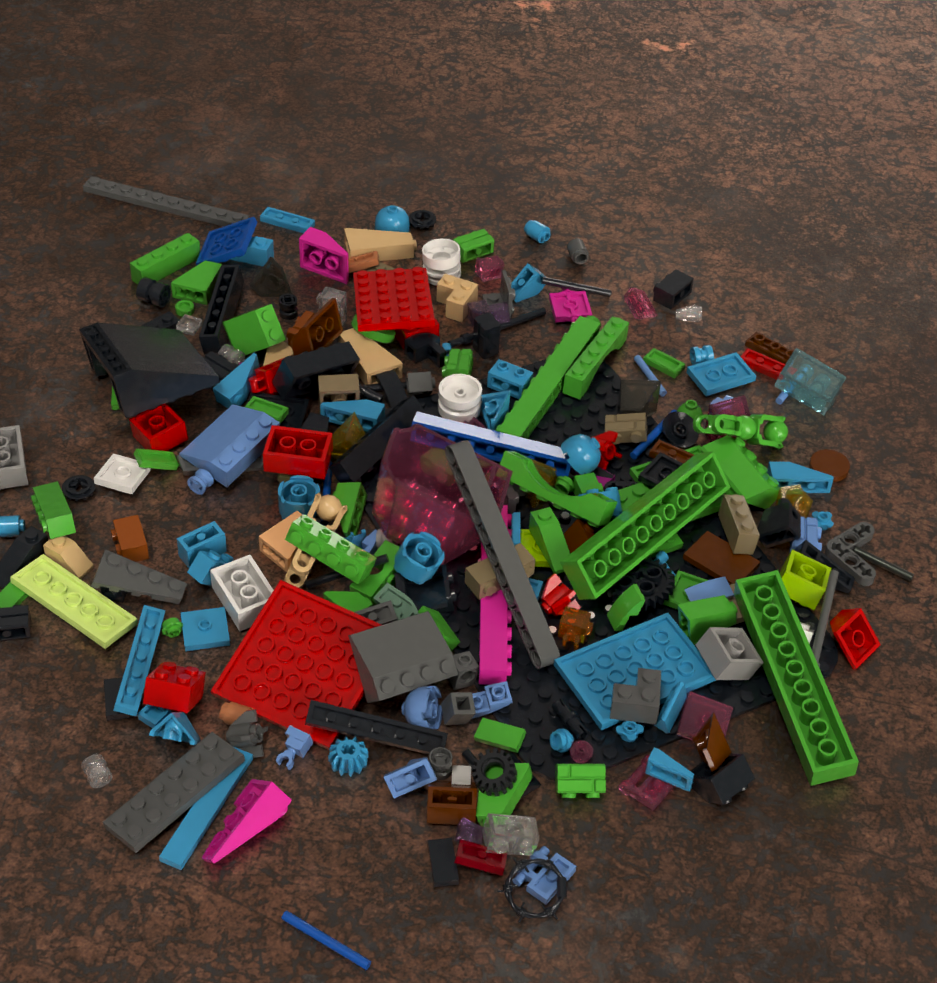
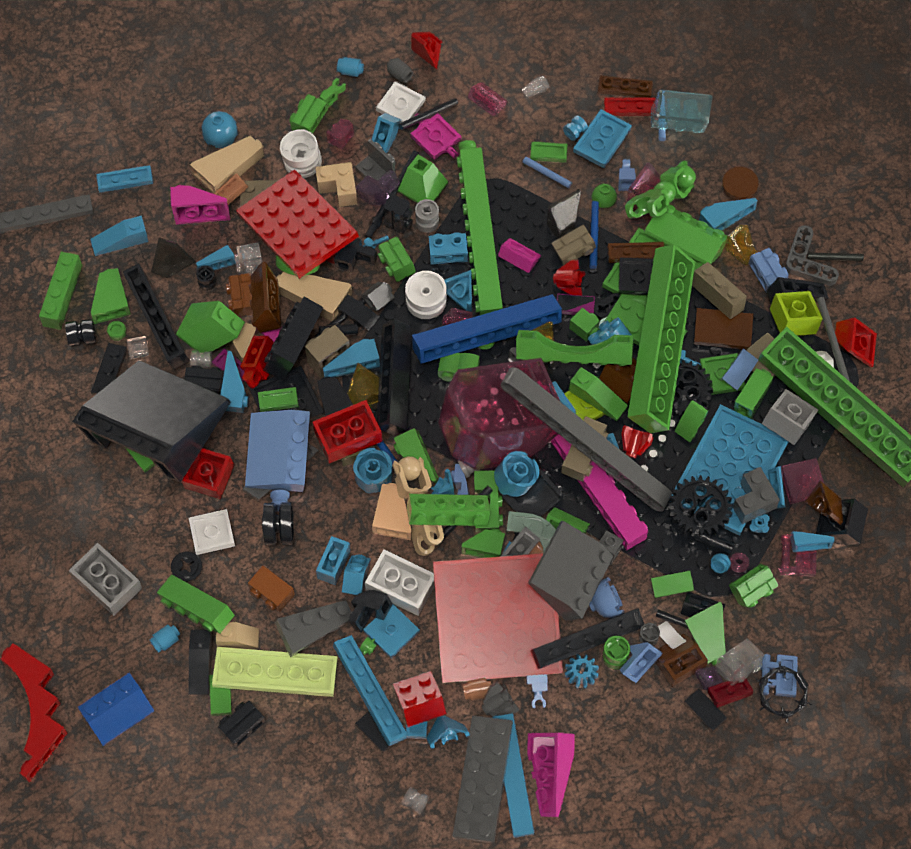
camera: 30 degrees left, 20 degrees up
(156, 459) = (228, 502): bright green tile -> none
(179, 491) = (274, 524): none -> black wheel
(197, 594) = (367, 605): none -> black brick
(227, 242) = (101, 241): blue plate -> none
(306, 295) = (220, 259): none -> dark azure slope
(326, 940) = (670, 820): blue bar -> none
(393, 754) = (616, 652): none -> bright green wheel
(416, 217) = (244, 103): black gear -> none
(458, 708) = (631, 583): dark grey brick -> none
(489, 760) = (714, 619): black tyre -> none
(492, 699) = (643, 561): medium blue slope -> none
(504, 240) = (331, 94): none -> bright green plate
(513, 349) = (427, 215): none -> light grey wheel
(530, 328) = (422, 181): none -> bright green slope
(561, 269) = (401, 102): none -> white plate
(564, 484) = (563, 329): bright green plate -> none
(571, 415) = (519, 255): none -> dark pink slope
(574, 626) = (663, 459): clear orange brick -> none
(577, 677) = (687, 495): none -> black gear
(583, 370) = (498, 183): bright green arch -> none
(583, 453) = (566, 296): dark azure cylinder -> none
(615, 246) = (426, 46): none -> red slope
(673, 289) = (505, 67): black brick -> none
(679, 429) = (615, 214): black dish -> none
(779, 524) = (746, 269): black torso -> none
(824, 519) = (768, 237): dark azure plate -> none

